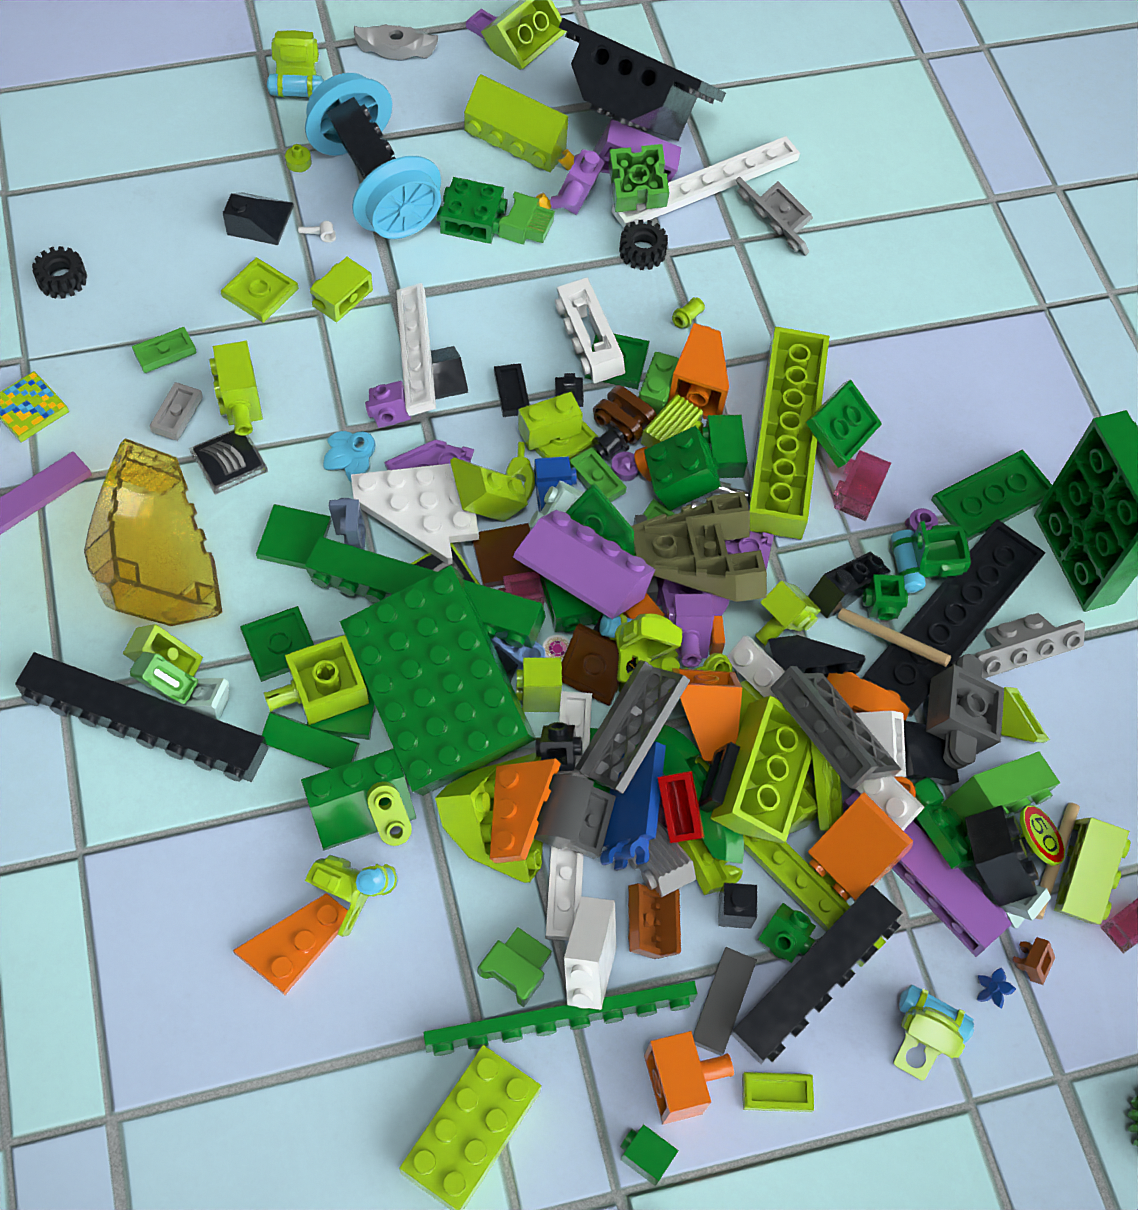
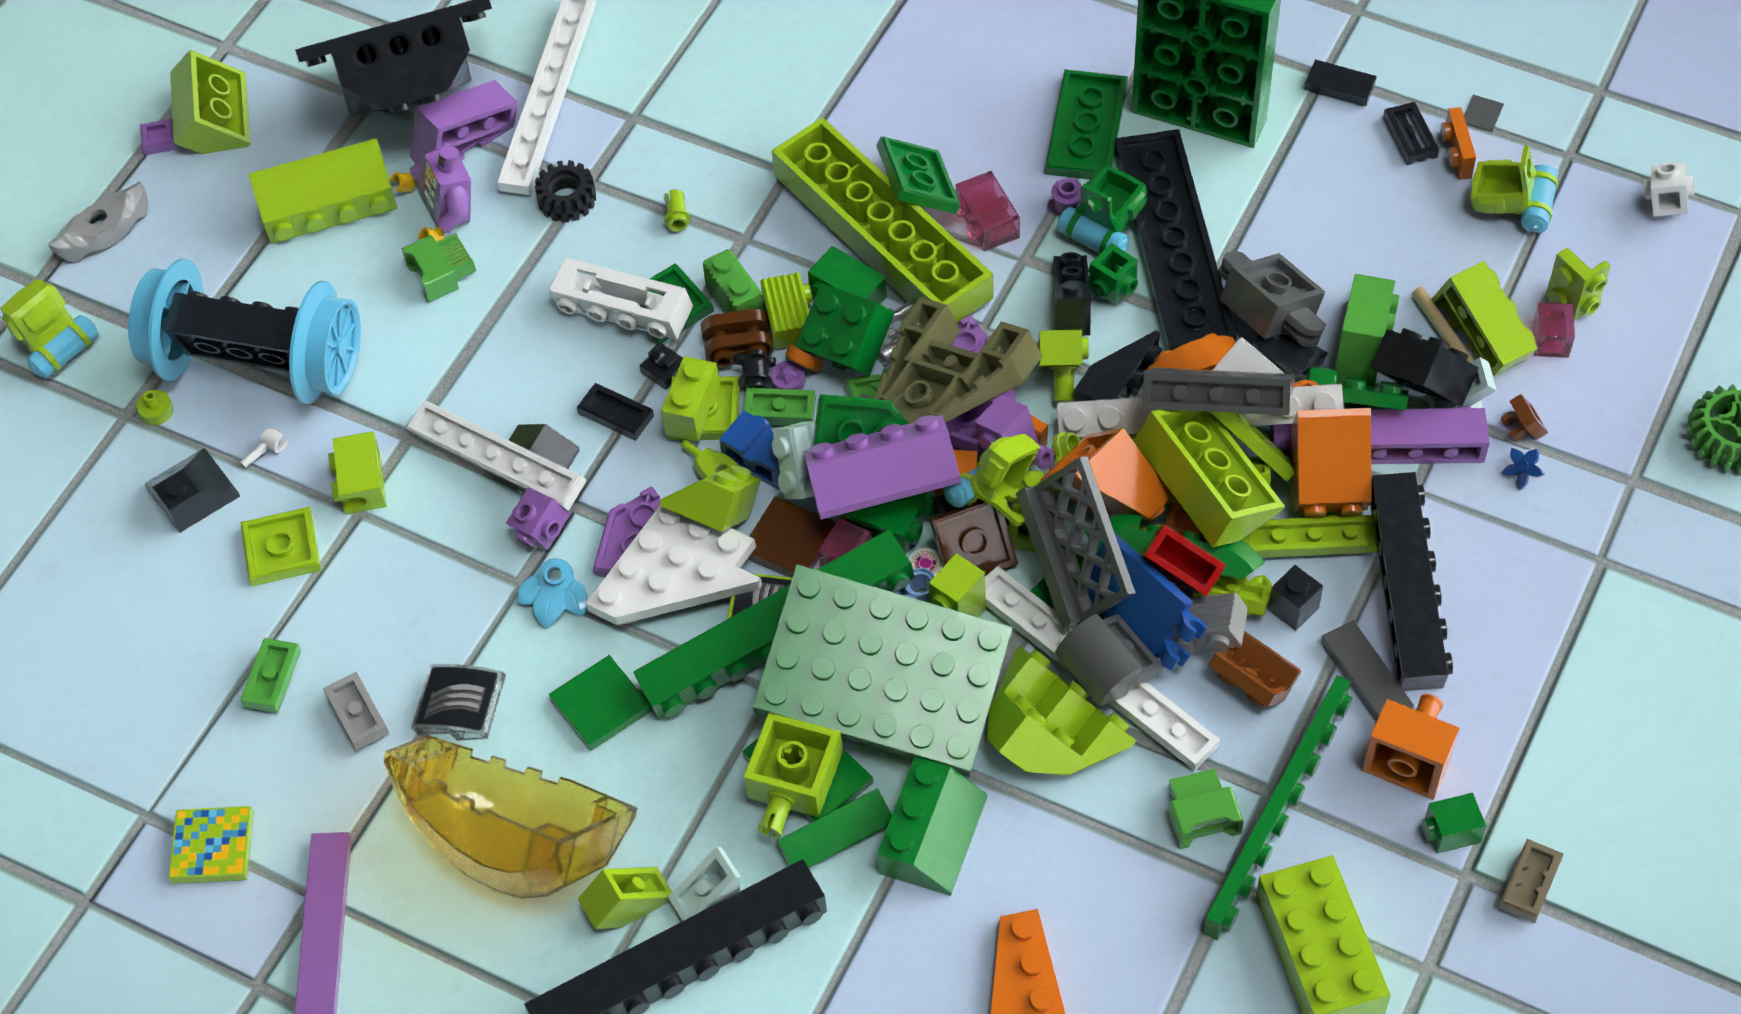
camera: 40 degrees left, 5 degrees down
(59, 260) = (66, 695): black tyre -> none
(163, 677) = (661, 903): bright green piece -> none
(236, 386) = (391, 632): lime brick -> none
(274, 638) = (703, 791): green tile -> none
(348, 521) = (642, 634): sand blue bracket -> none
(351, 884) = (1016, 882): lime piece -> none
(389, 815) = (975, 808): lime plate -> none
(472, 210) = (385, 298): green brick -> none
(517, 803) = (1062, 690): orange wing -> none
(559, 743) = (1035, 622): black brick -> none
(590, 953) = (1250, 730): white brick -> none
(638, 178) = (502, 135): bright green brick -> none
(702, 371) = (762, 238): orange slope -> none
(718, 777) = (1182, 510): black tile -> none
(778, 1092) = (1478, 691): lime tile -> none
(782, 209) = (641, 56): light grey bracket -> none
(788, 933) = (1353, 577): green brick -> none
(894, 637) = (1156, 297): tan bar -> none
(933, 1025) = (1521, 533): lime piece -> none
(1019, 720) = (1316, 268): lime slope -> none
(1027, 642) = (1246, 206): light grey bracket -> none
(1042, 835) = (1429, 327): piece -> none

